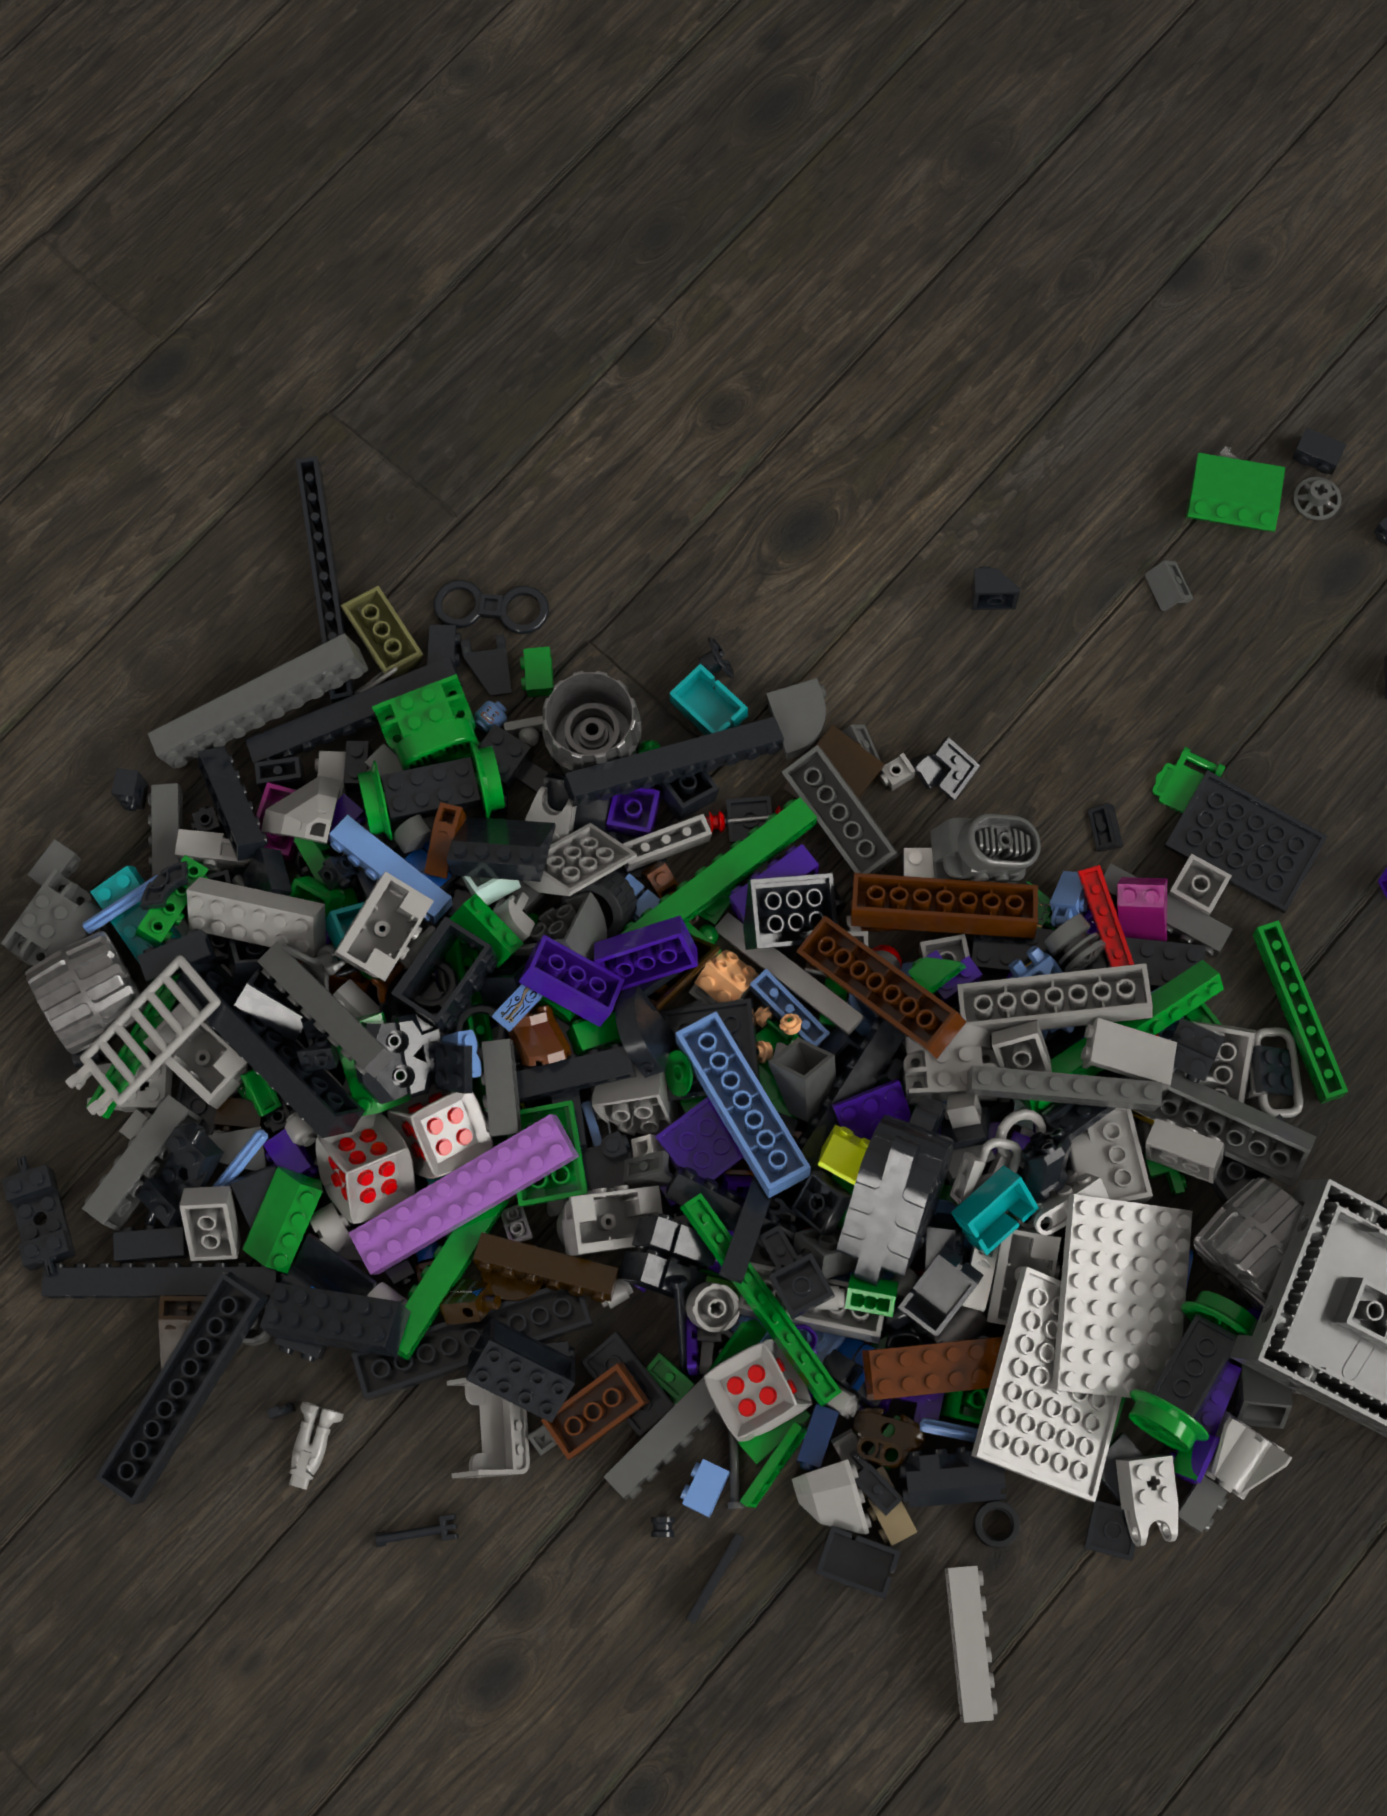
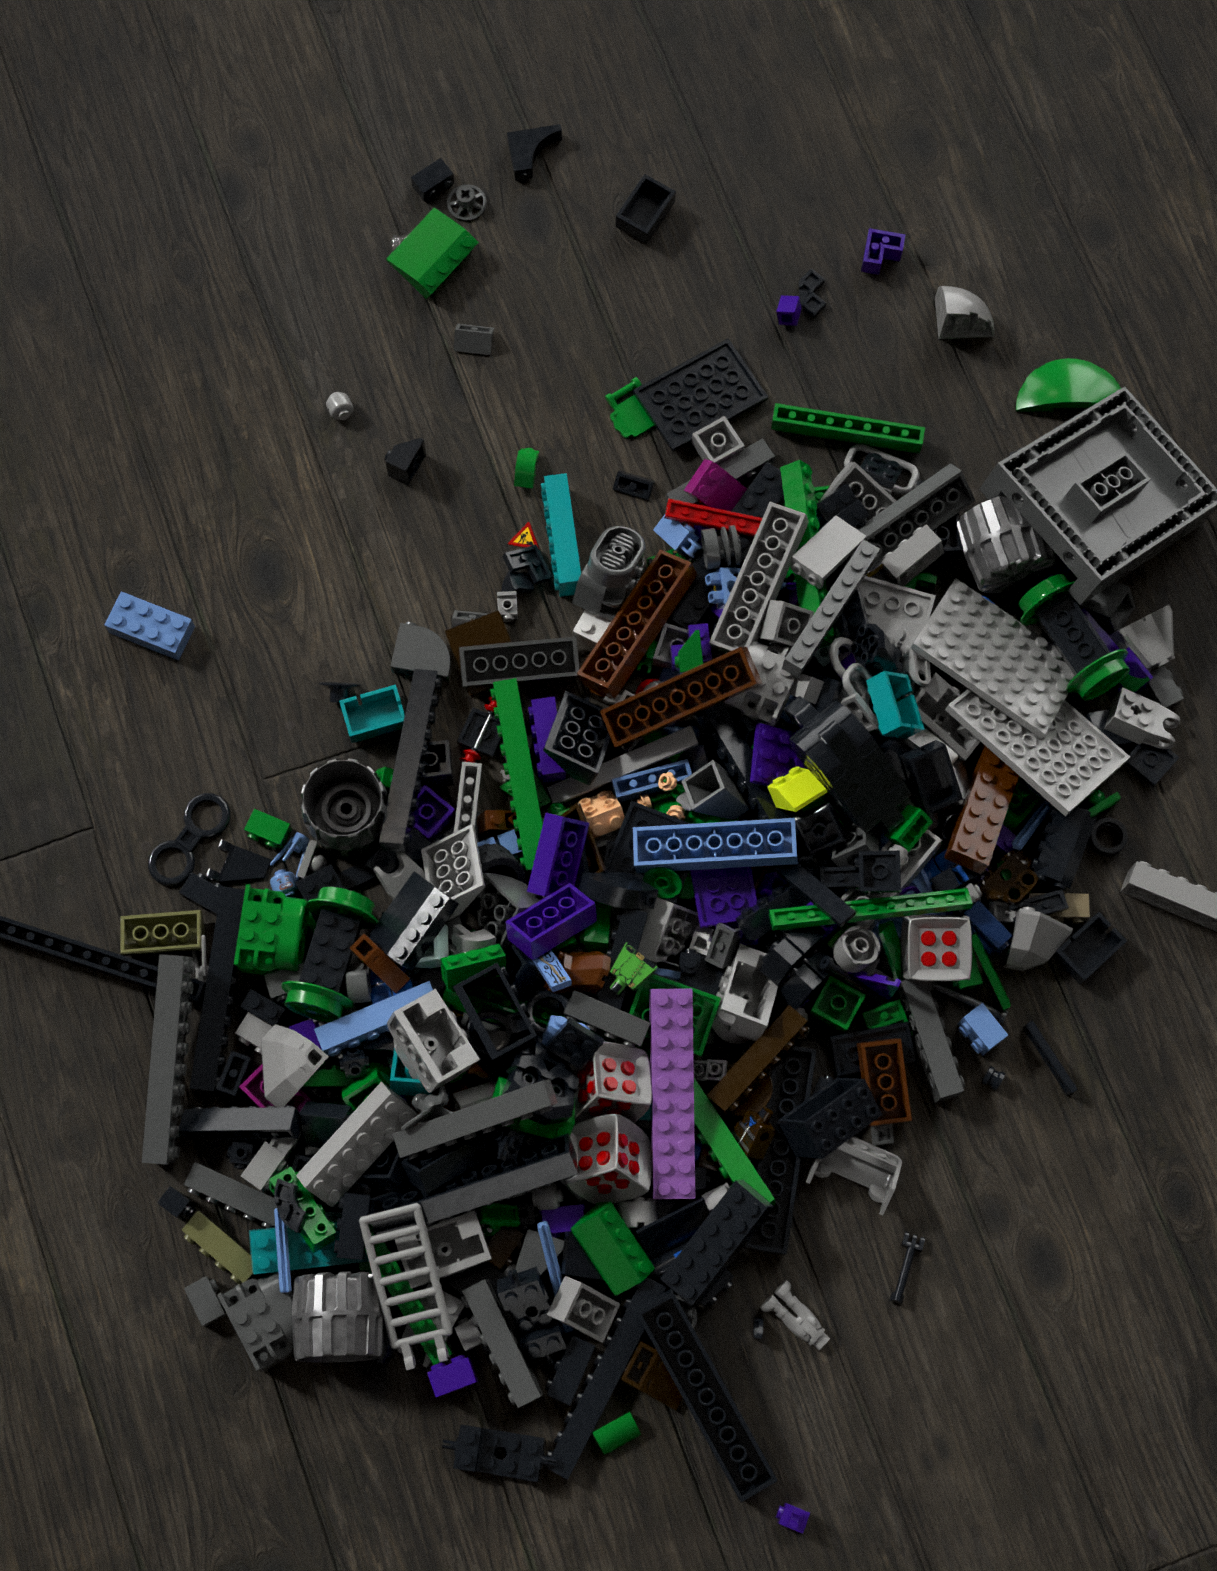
camera: 70 degrees left, 0 degrees up
(85, 1131) = (453, 1376): none -> dark purple brick
(109, 1540) = (792, 1517): none -> dark purple brick
(111, 846) = (220, 1246): none -> olive brick
(111, 1321) = (616, 1433): none -> green brick
(536, 703) = (296, 843): none -> medium blue plant
(564, 1085) = (631, 969): none -> bright green torso
(653, 1322) = (837, 1004): none -> green brick
(682, 451) = (149, 625): none -> medium blue brick
(915, 941) = (648, 662): none -> green plate
(983, 751) = (524, 537): none -> sticker
(1008, 779) = (561, 533): none -> teal brick
(1014, 498) = (339, 406): none -> light grey head
(1028, 1496) = (1099, 804): none -> green tile
(1056, 709) = (526, 467): none -> green brick

